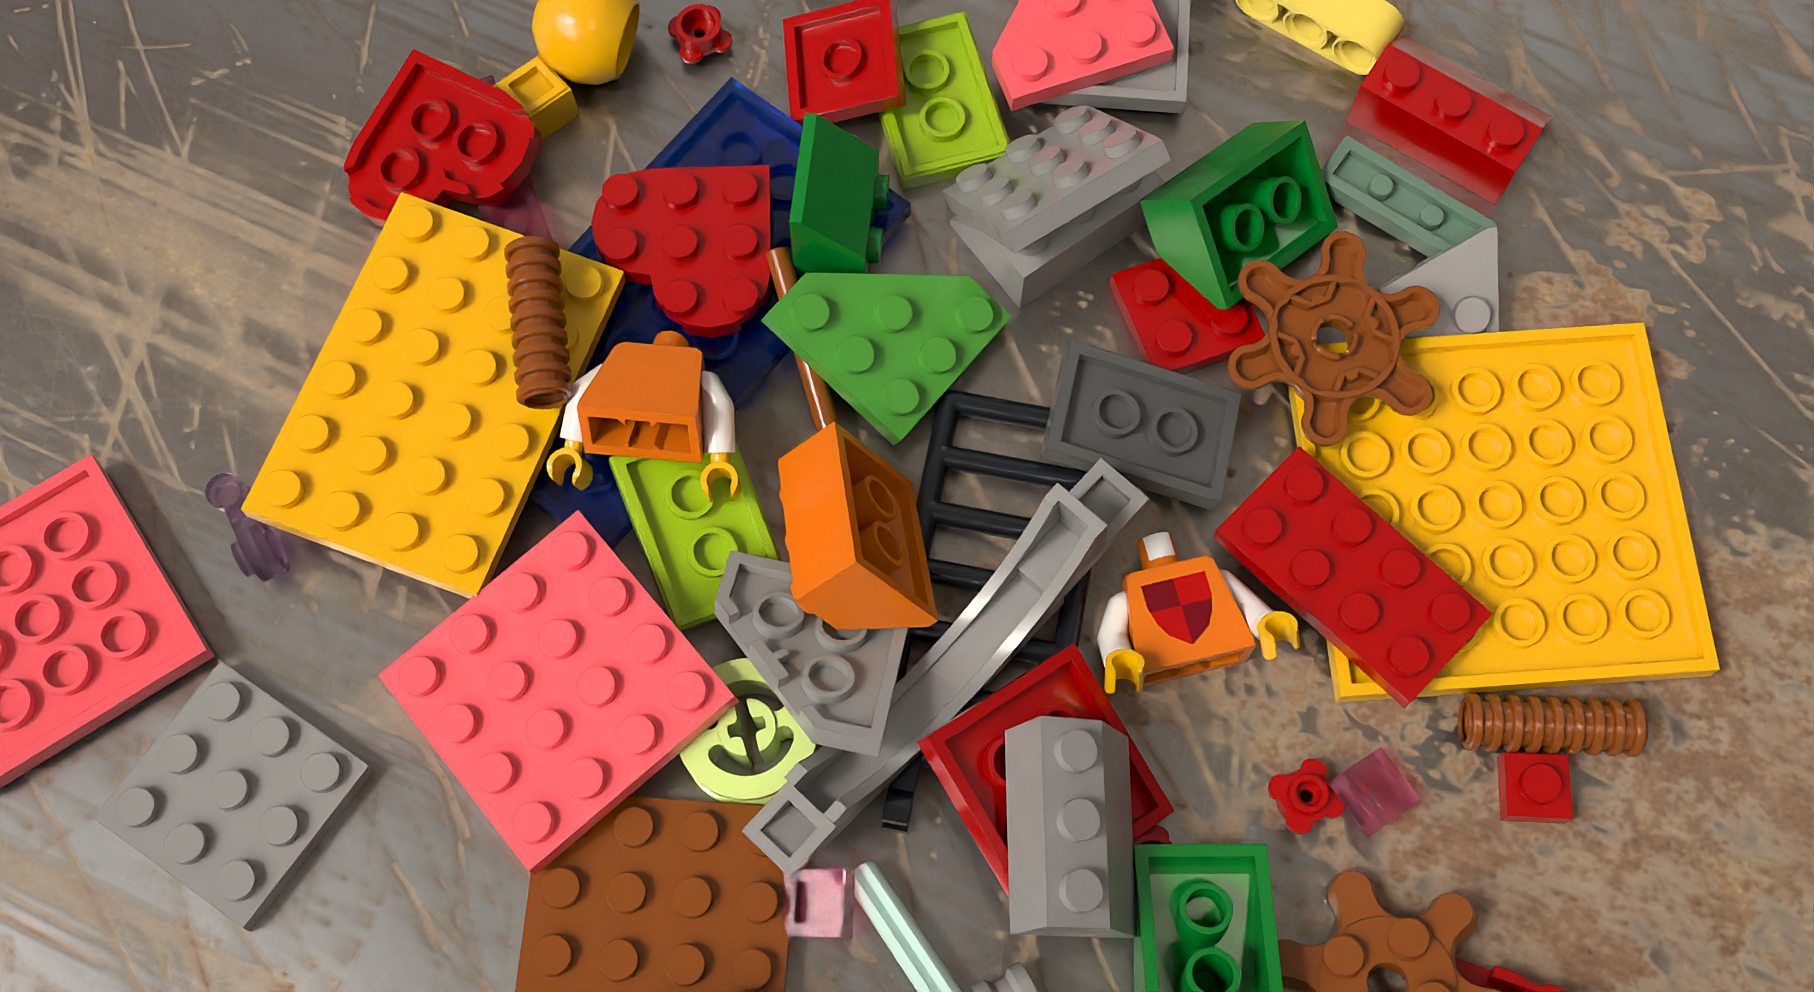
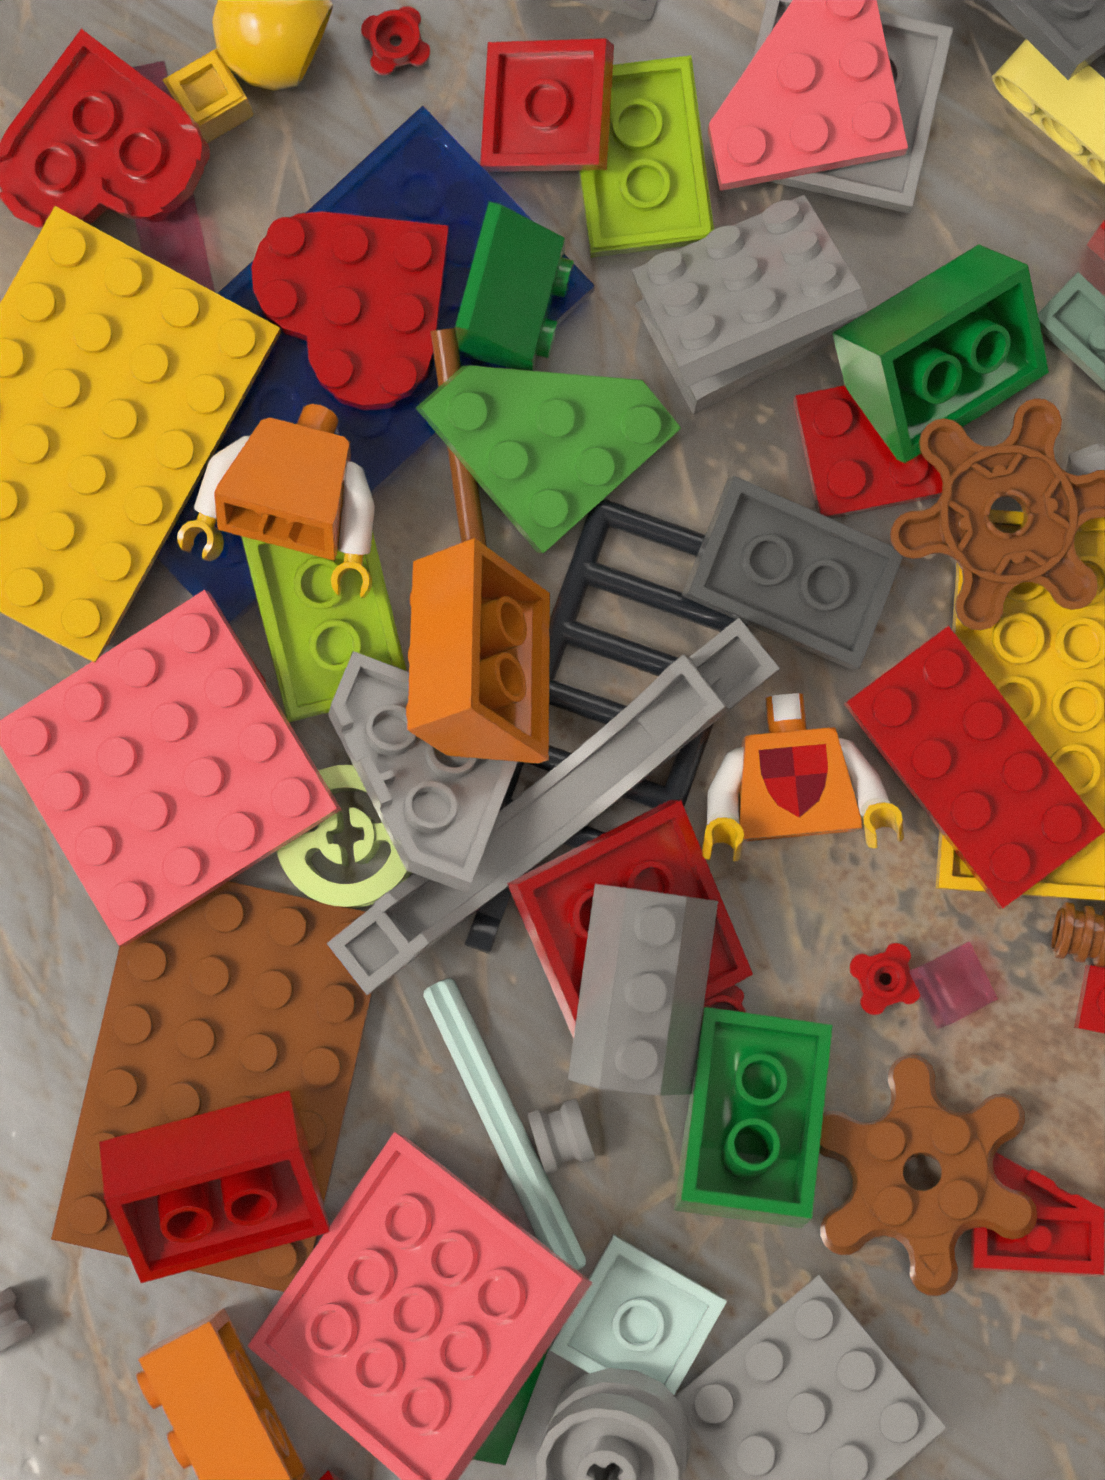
camera: 10 degrees right, 15 degrees up
(538, 322) = (184, 385): dark orange piece -> none
(819, 903) = (395, 1014): clear pink tile -> none

